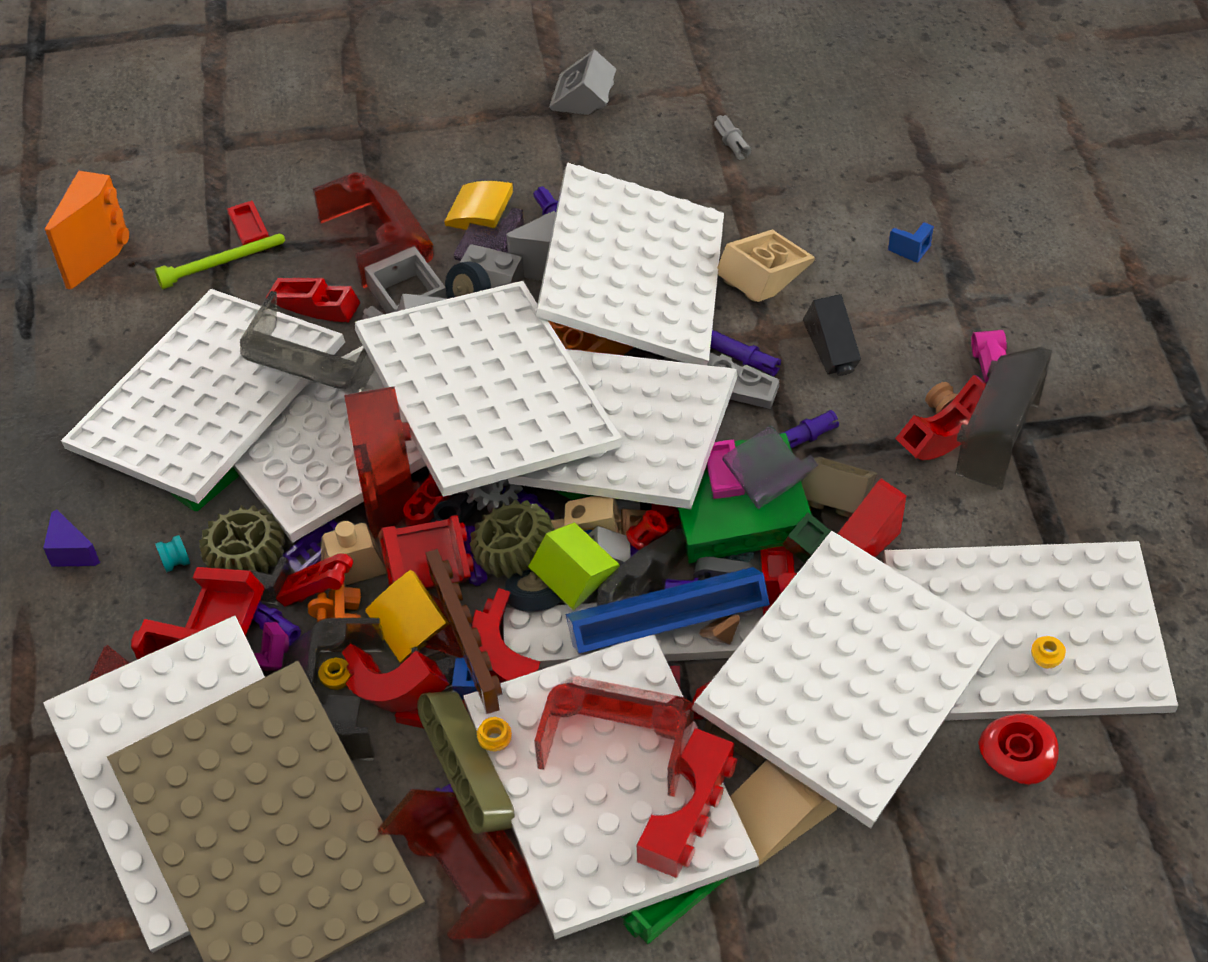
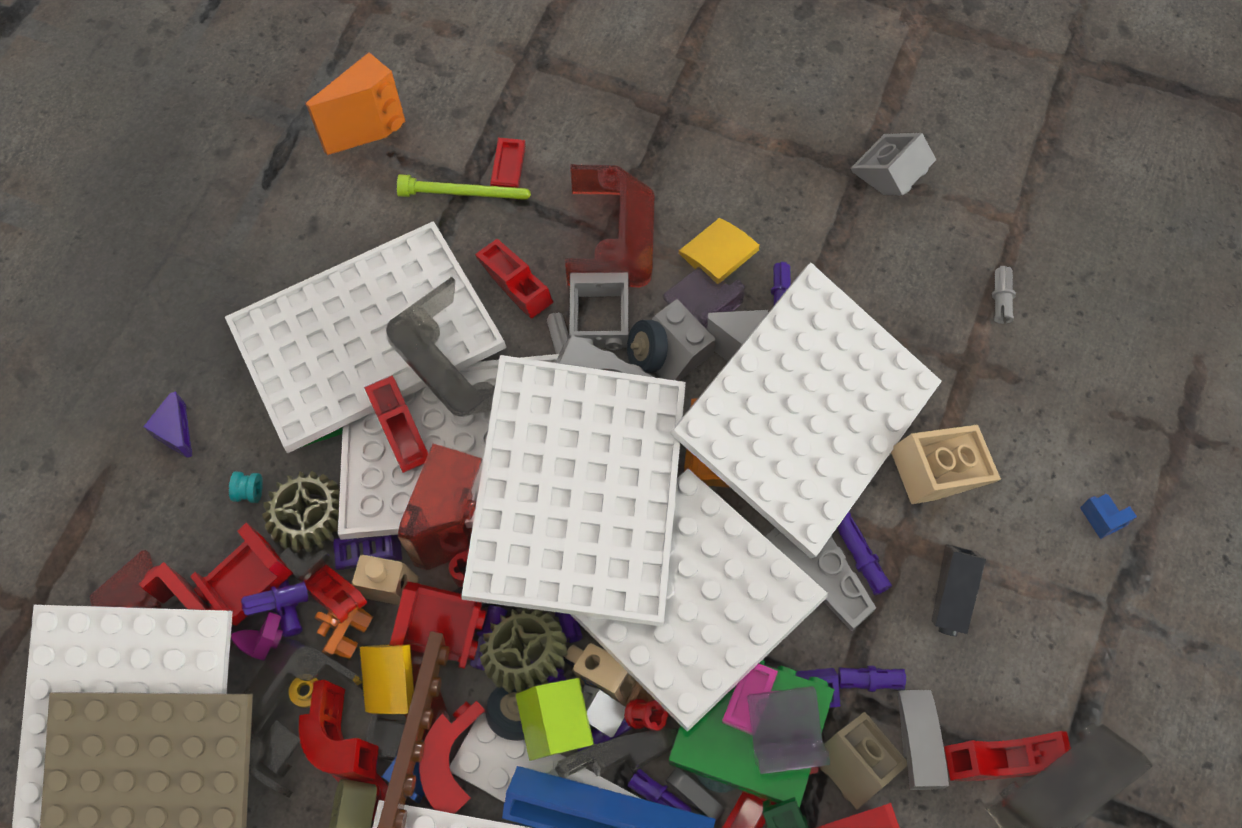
camera: 30 degrees right, 15 degrees up
(265, 608) = (274, 599): none -> dark purple axle
(287, 428) = (397, 423): none -> red slope
(877, 449) = (922, 740): none -> light grey slope
(940, 396) = (1022, 723): medium nougat wheel -> none
(988, 347) = (1108, 690): dark pink piece -> none

